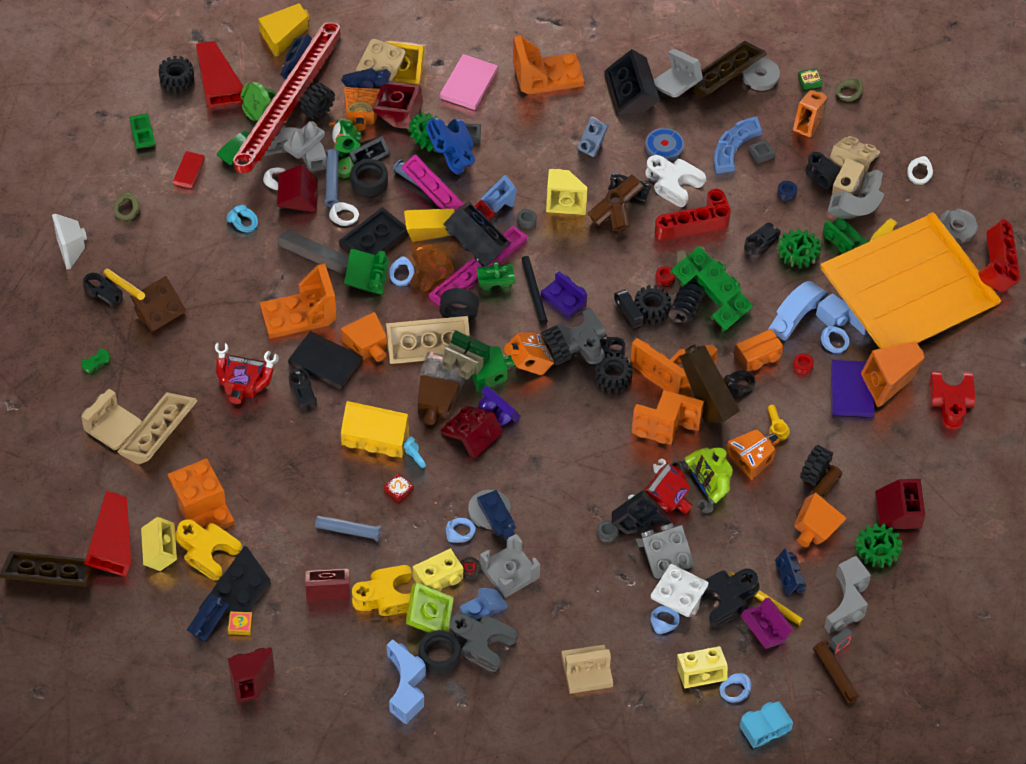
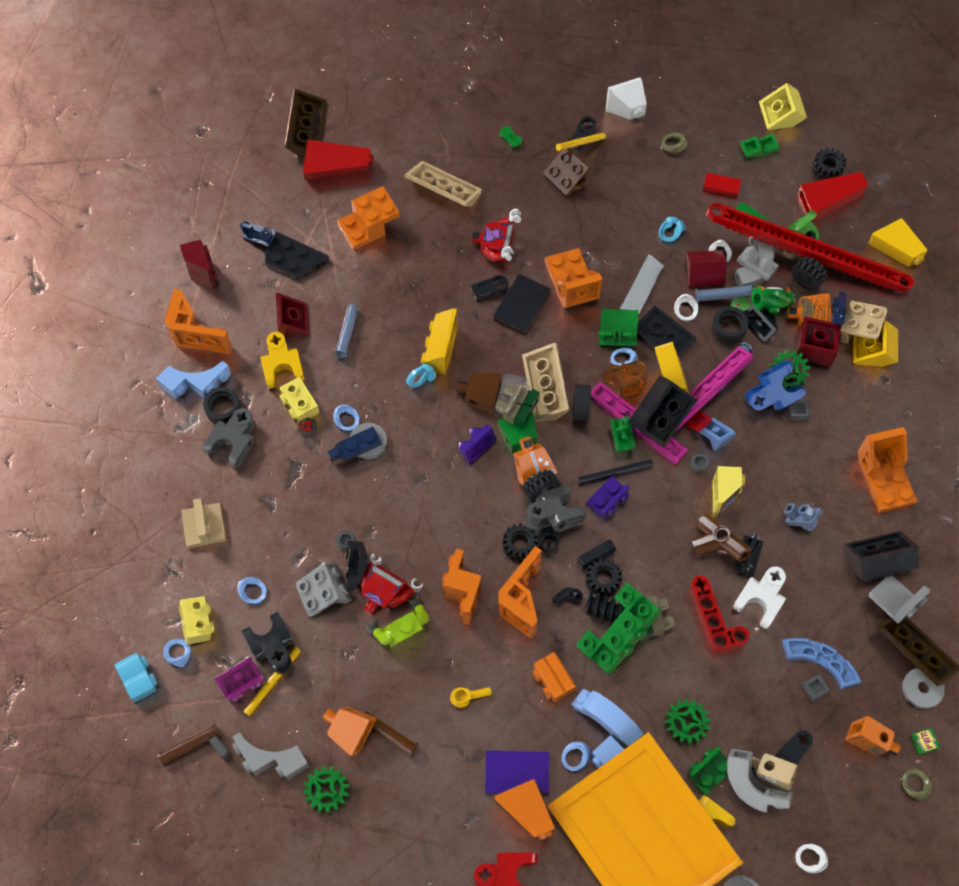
camera: 90 degrees right, 10 degrees up
(97, 105) = (782, 108): none -> light yellow slope
(109, 421) = (447, 150): tan bracket -> none
(158, 543) = (325, 192): light yellow brick -> none
(202, 543) = (325, 222): yellow piece -> none
(240, 623) = (256, 259): yellow tile -> none
(296, 51) = (879, 257): dark blue hinge -> none
(319, 689) = (187, 334): none -> orange bracket
(366, 337) = (544, 331): orange torso -> none
(398, 487) = (389, 367): tile -> none
(429, 609) = (259, 394): lime tile -> none
(469, 82) = (863, 405): bright pink tile -> none
(475, 428) = (449, 422): dark red bracket -> none
(487, 603) = (268, 440): medium blue slope -> none
(510, 568) = (304, 458): light grey panel -> none
(663, 276) = (644, 587): red tile -> none
(664, 143) = (810, 589): tile -> none
(669, 336) = (569, 594): none -> black arm
(680, 591) = (269, 597): white bracket -> none
(708, 385) = (486, 617): dark brown slope -> none
(735, 389) = (506, 657): black piece -> none
(752, 451) = (432, 670): orange torso -> none
(762, 237) = (700, 687): black piece -> none
(787, 190) = (766, 713): dark blue tile -> none
(787, 566) = (305, 701): dark blue hinge -> none
(803, 363) = (545, 724): red tile -> none
(816, 465) = (413, 728): black tyre -> none
(853, 150) = (820, 783): tan bracket -> none
(901, 504) = (370, 813): dark red slope -> none

